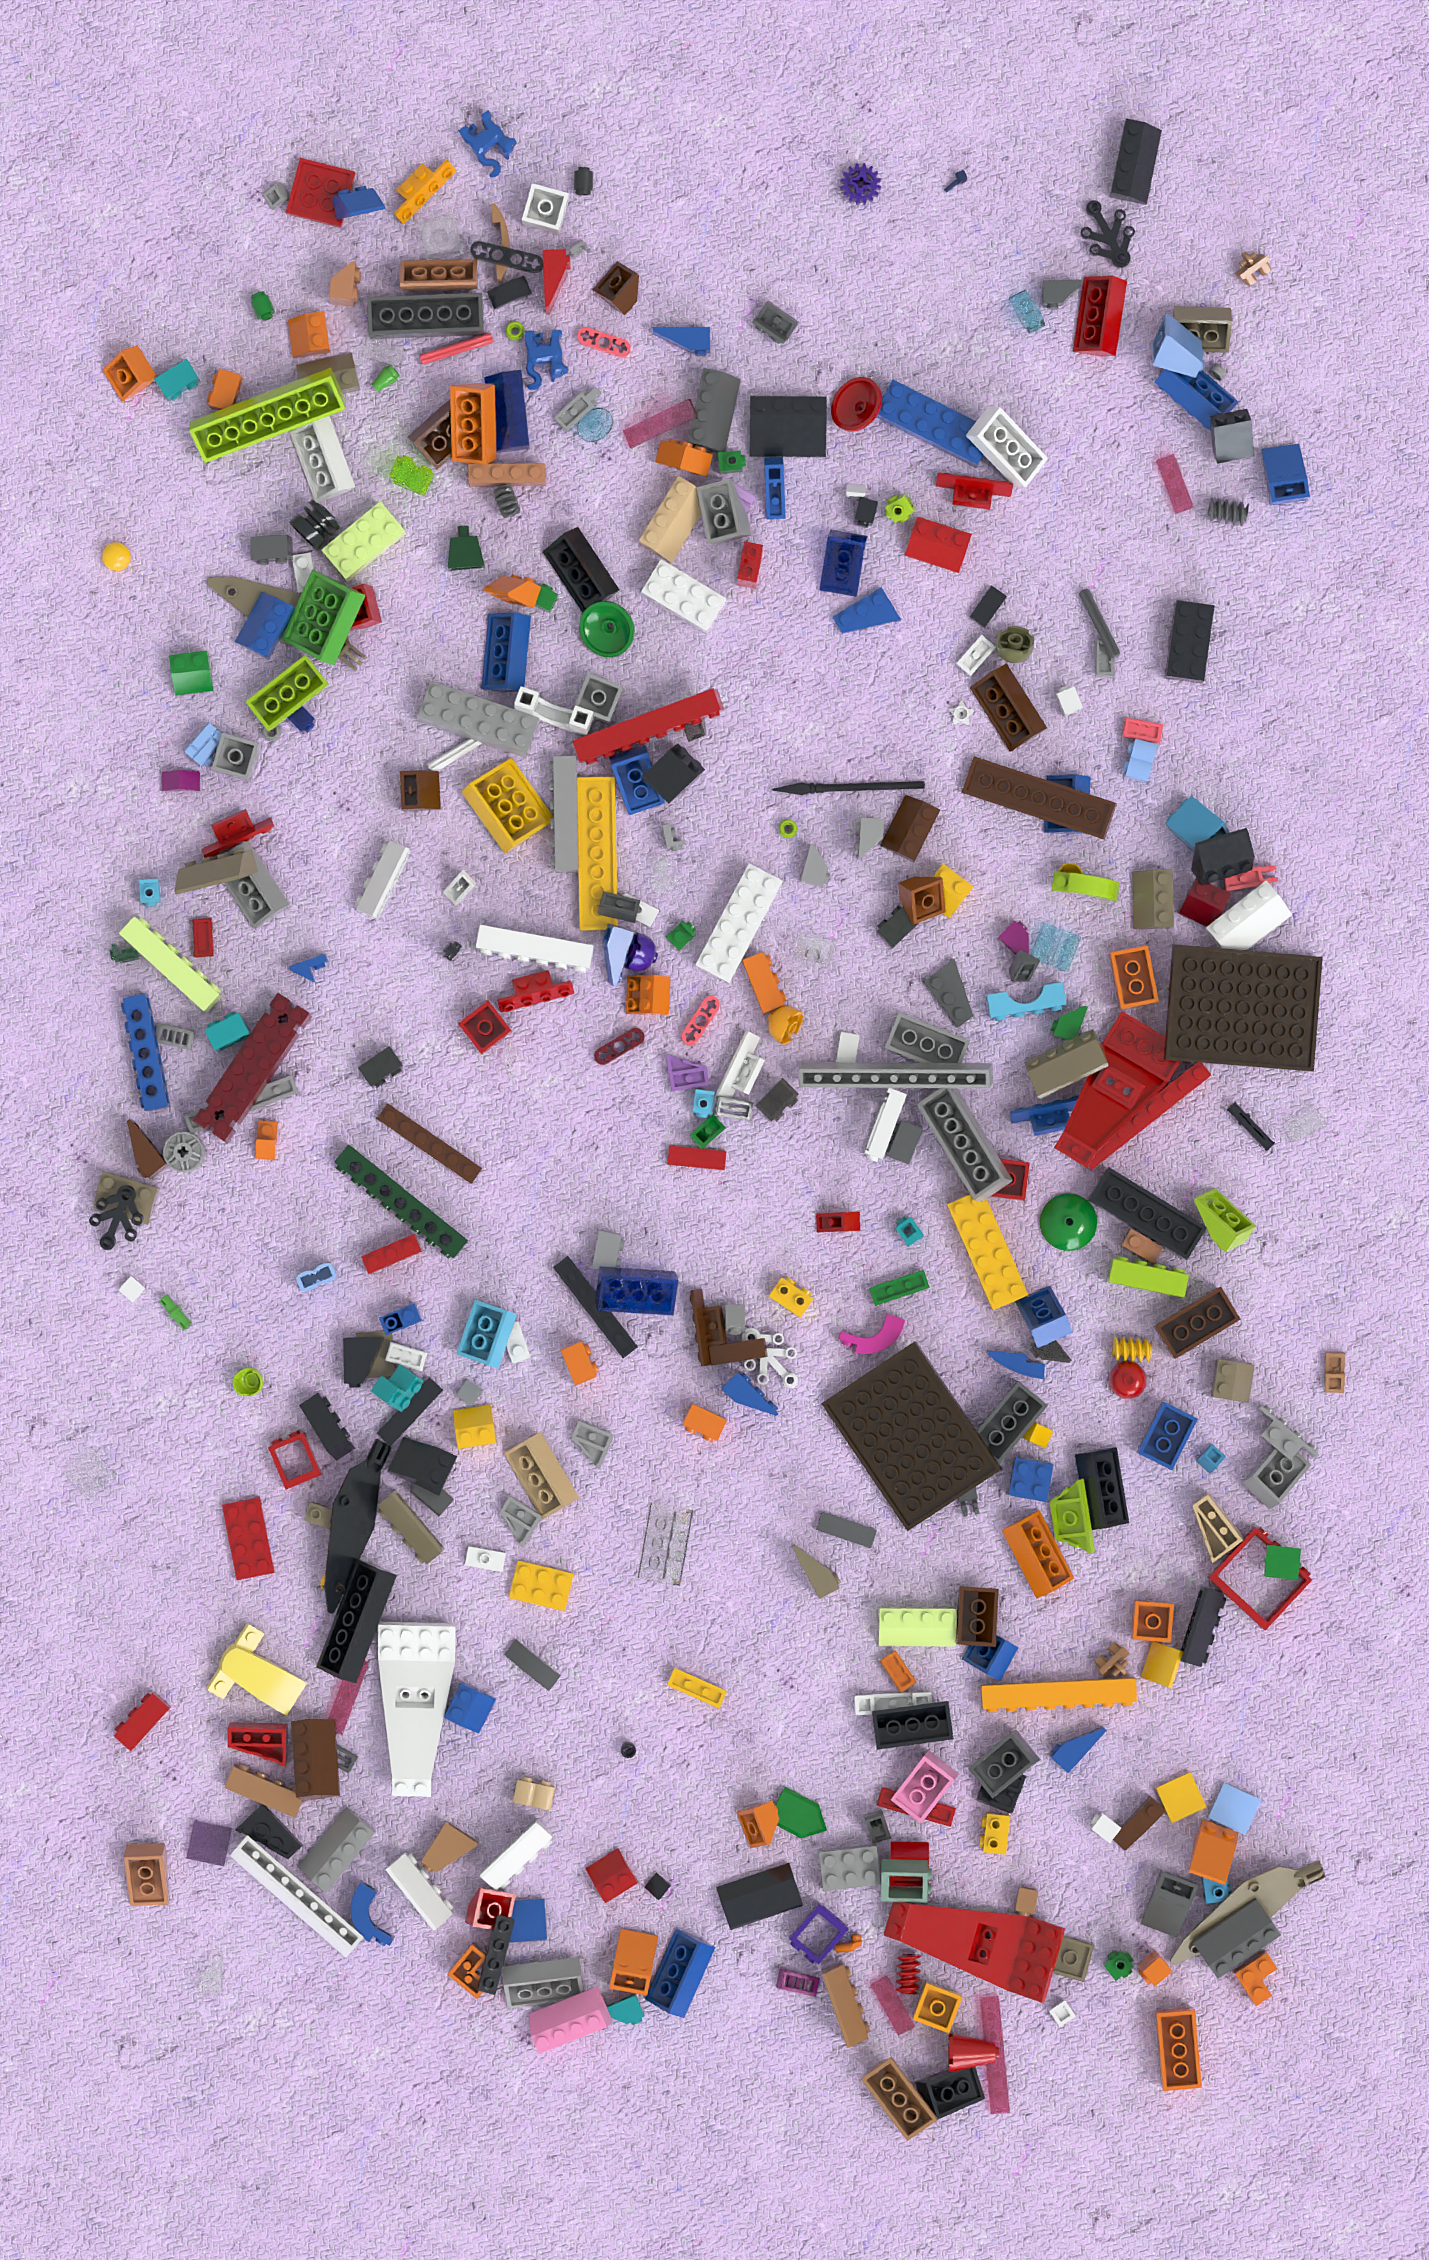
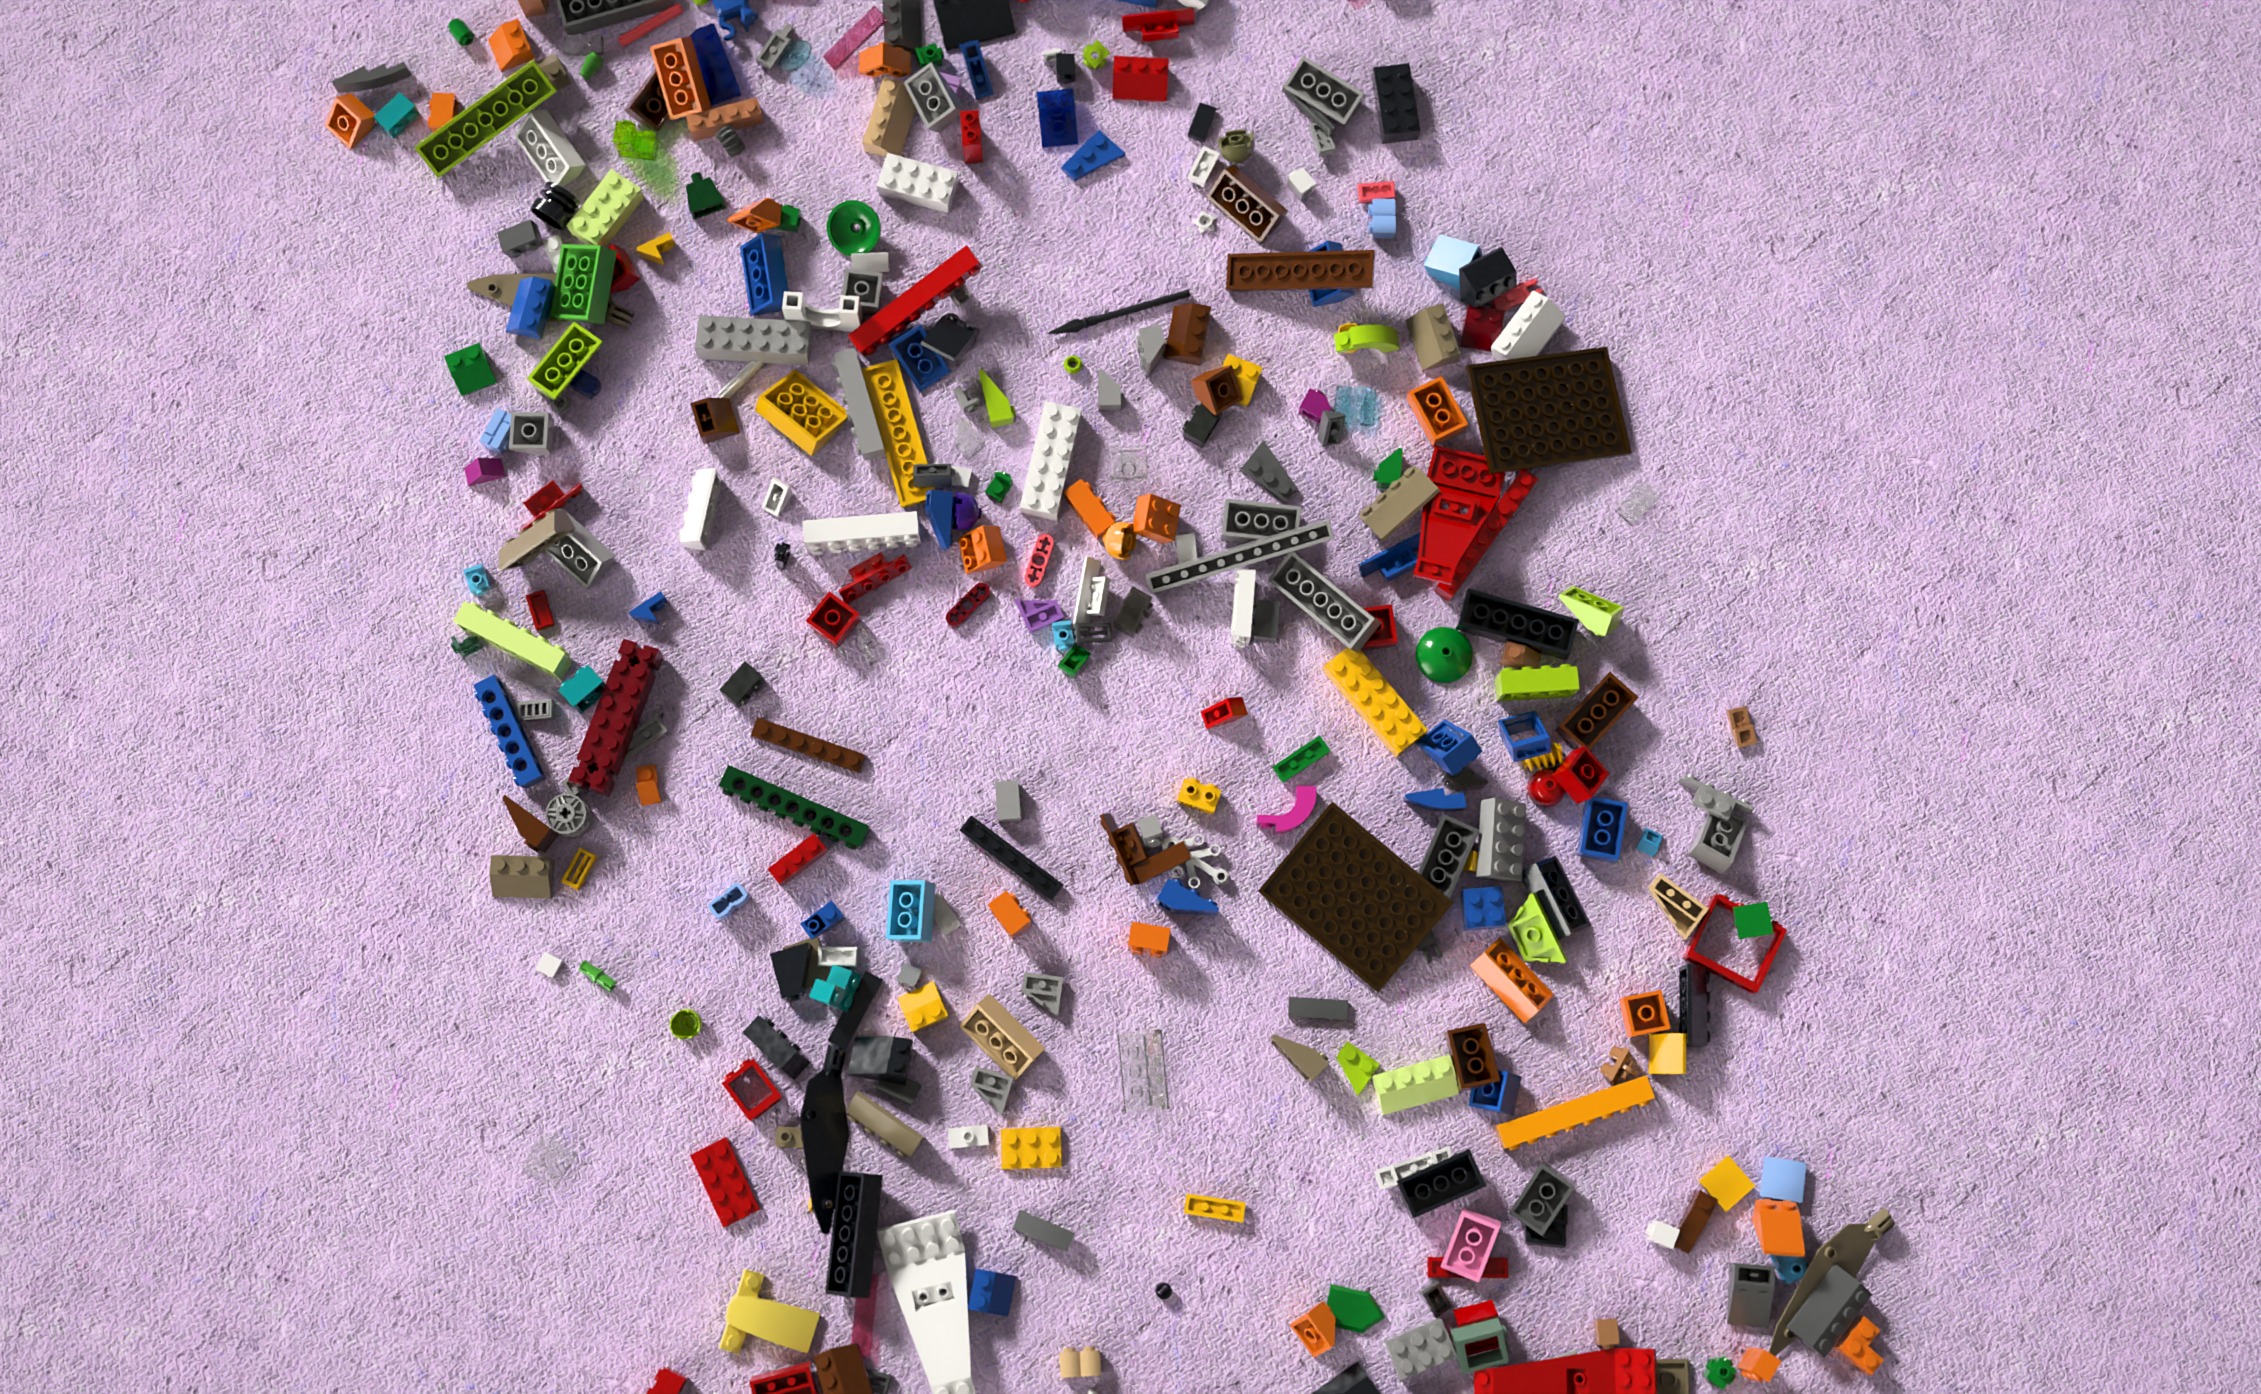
camera: 15 degrees left, 10 degrees down
(116, 556) = (375, 285): yellow hair -> none
(118, 1214) = (516, 894): black plant -> none
(154, 332) = (362, 79): none -> dark grey slope
(176, 1198) = (586, 871): none -> yellow tile
(399, 595) = (651, 249): none -> yellow slope
(580, 569) = (813, 183): black slope -> none
(614, 667) = (870, 262): none -> white tile
(636, 1291) = (1047, 828): clear blue brick -> none
(696, 1157) = (1071, 689): red tile -> none
(702, 854) = (997, 404): none -> lime slope
(825, 1012) = (1156, 518): none -> orange brick
(867, 1594) = (1356, 1066): none -> lime wing
(898, 1671) = (1409, 1135): orange plate -> none
(910, 1238) = (1294, 695): teal brick -> none
(995, 1833) = (1554, 1271): yellow brick -> none
(1002, 1005) = (1321, 470): medium azure arch -> none
(1067, 1420) = (1501, 840): none -> light grey brick
(1074, 1749) = (1605, 1167): blue slope -> none
(1119, 1340) = (1528, 747): none -> blue window
(1120, 610) = (1324, 90): none -> light grey slope
(1161, 1378) = (1581, 774): none -> red brick
(1232, 1380) = (1646, 760): dark tan slope -> none
(1245, 1120) = (1589, 519): black pin -> none

